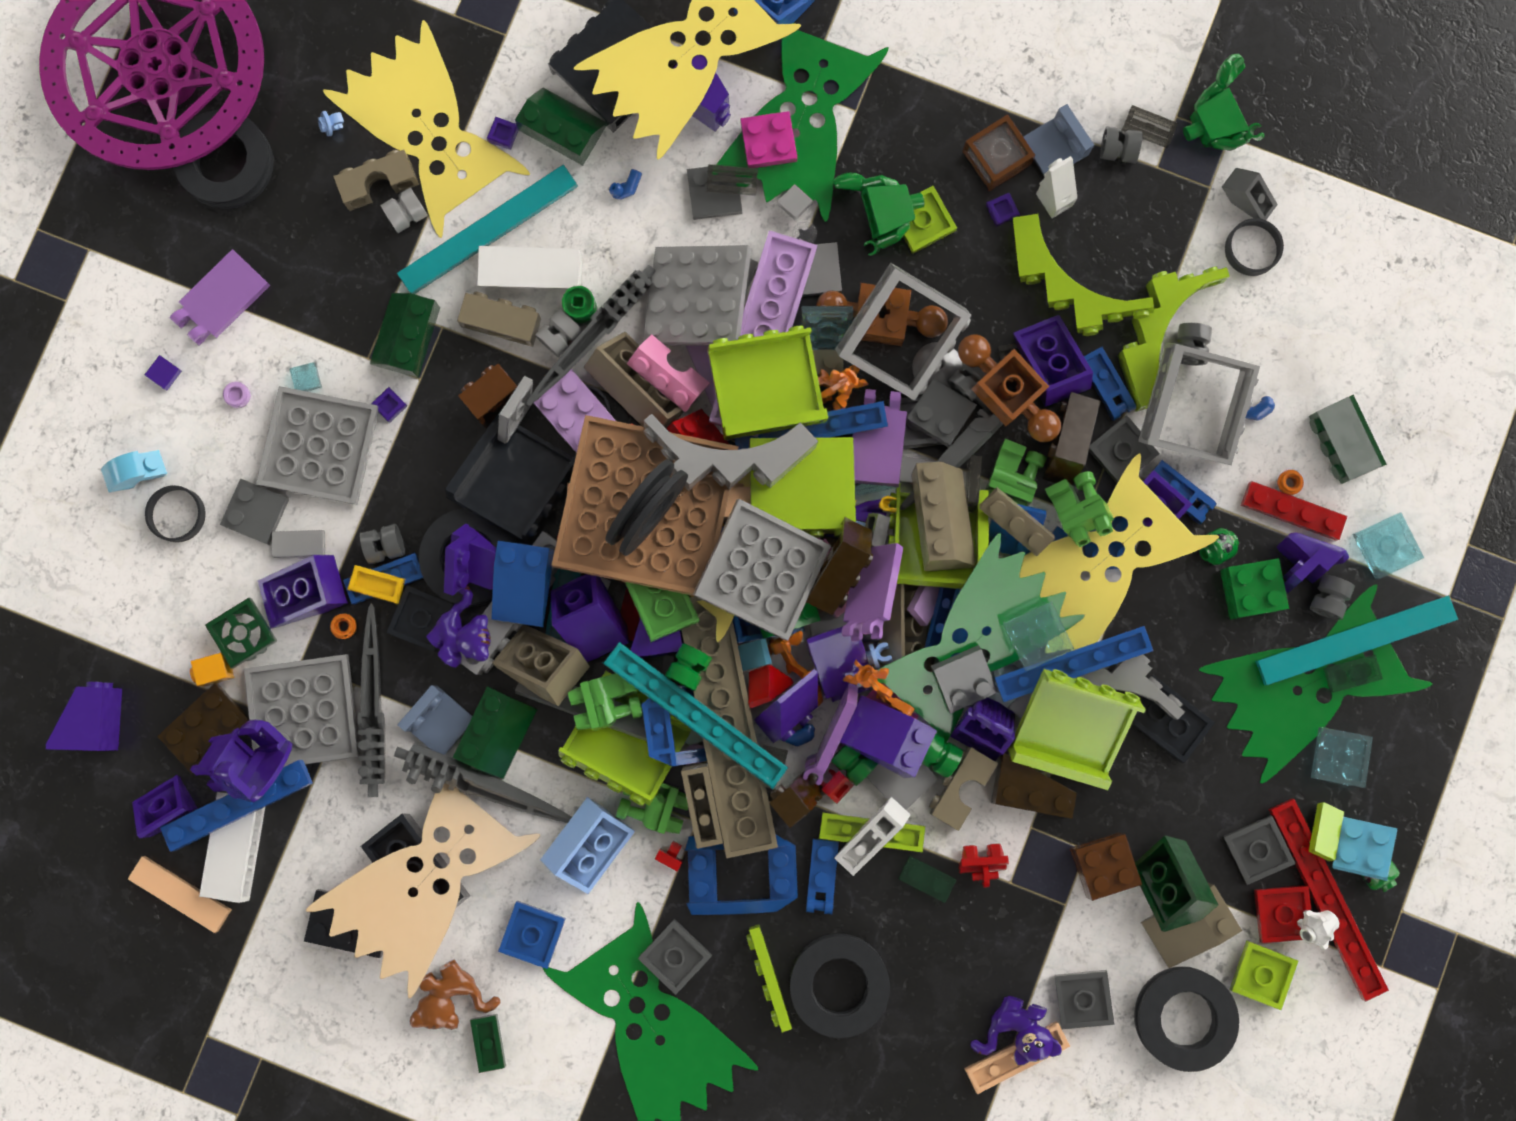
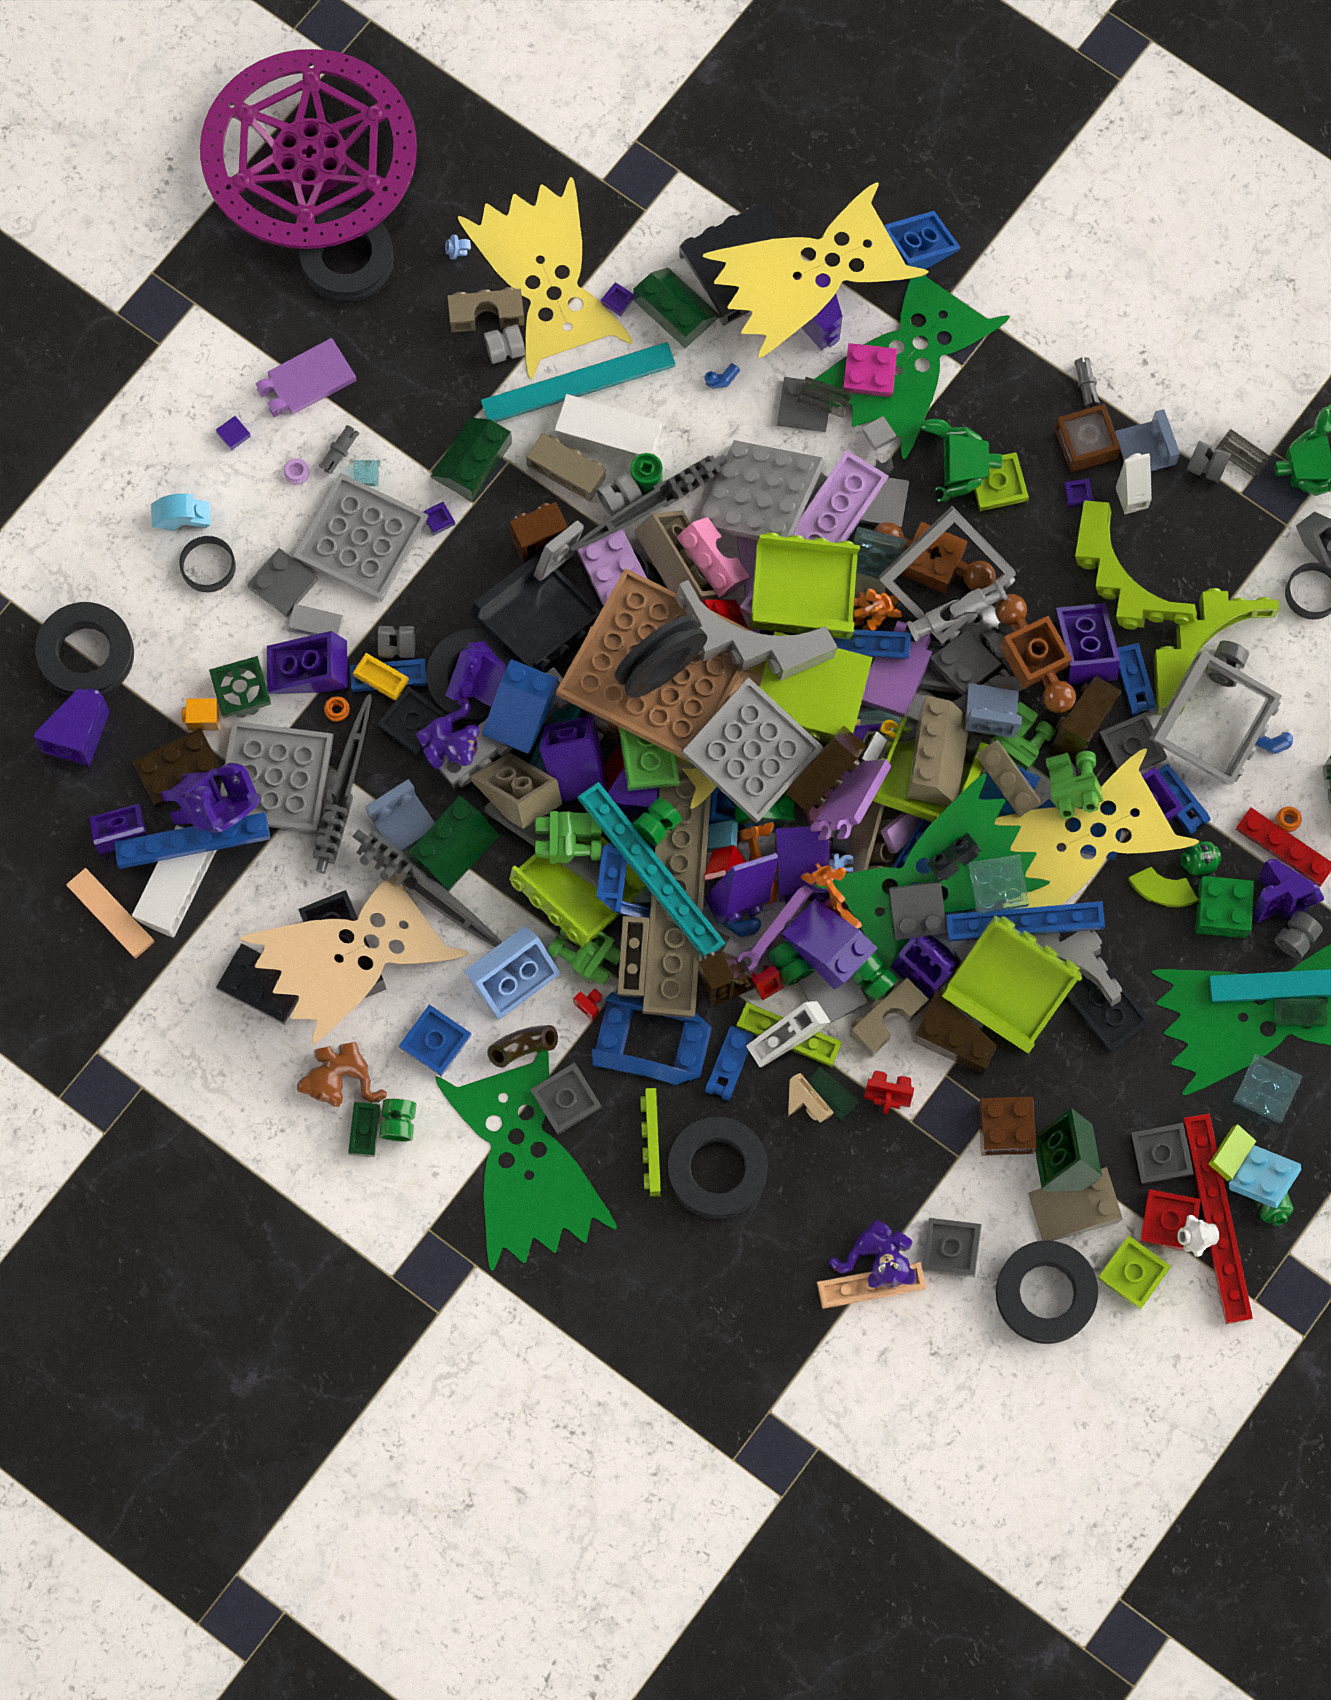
camera: 15 degrees right, 10 degrees down
(42, 629) = (74, 618): none -> black tyre
(271, 361) = (339, 449): none -> dark grey pin
(520, 1036) = (397, 1129): none -> green wheel
(617, 913) = (522, 1043): none -> dark brown cylinder
(905, 891) = (803, 1093): none -> tan slope
(938, 354) = (971, 603): none -> light grey piece
(981, 95) = (1087, 382): none -> dark grey pin
(983, 457) = (992, 711): none -> sand blue bracket
(984, 624) = (944, 863): none -> black hinge
(1189, 587) = (1162, 890): none -> lime tile

